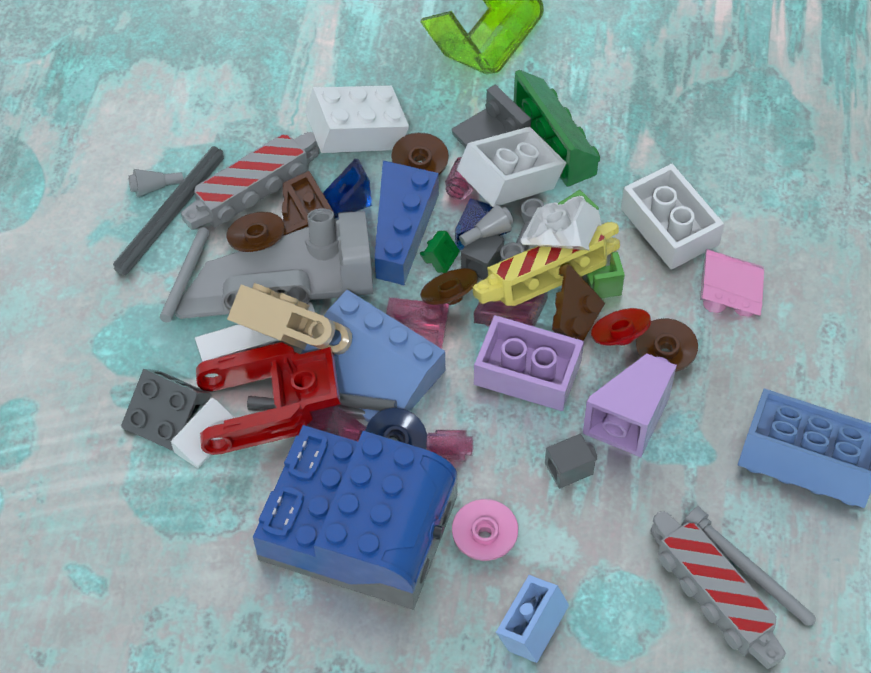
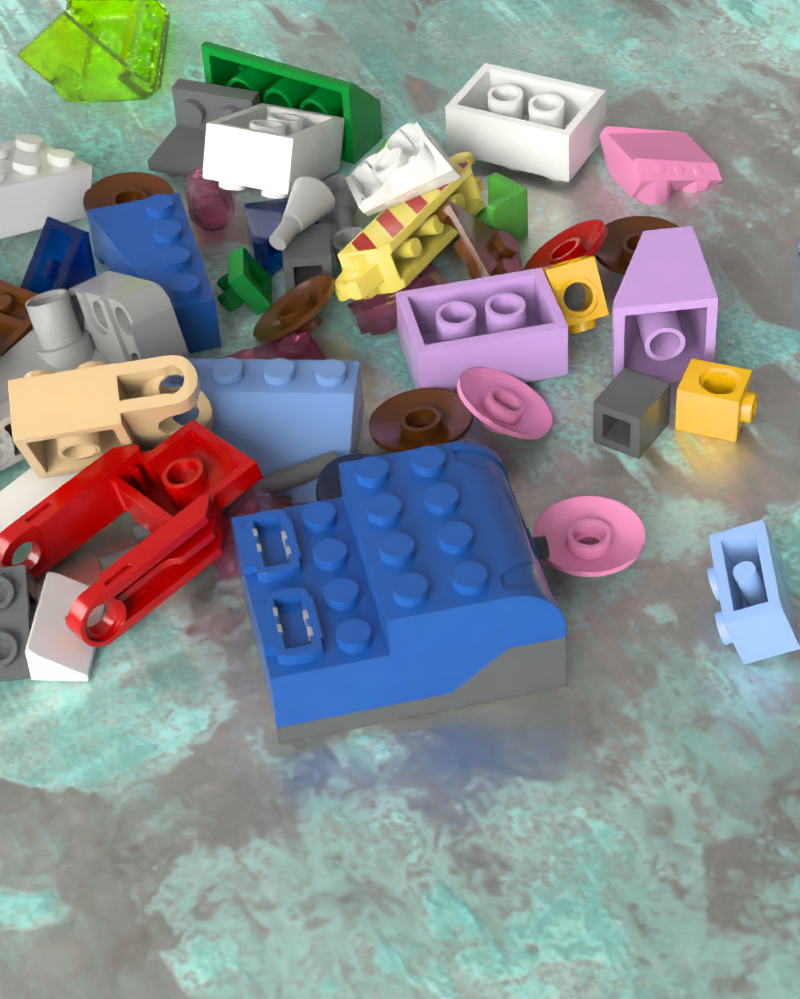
camera: 30 degrees left, 15 degrees down
(455, 394) = (419, 420): none -> reddish brown dish
(517, 412) = (504, 403): none -> bright pink dish
(604, 351) = (586, 274): none -> yellow brick
(620, 466) = (715, 400): none -> yellow brick

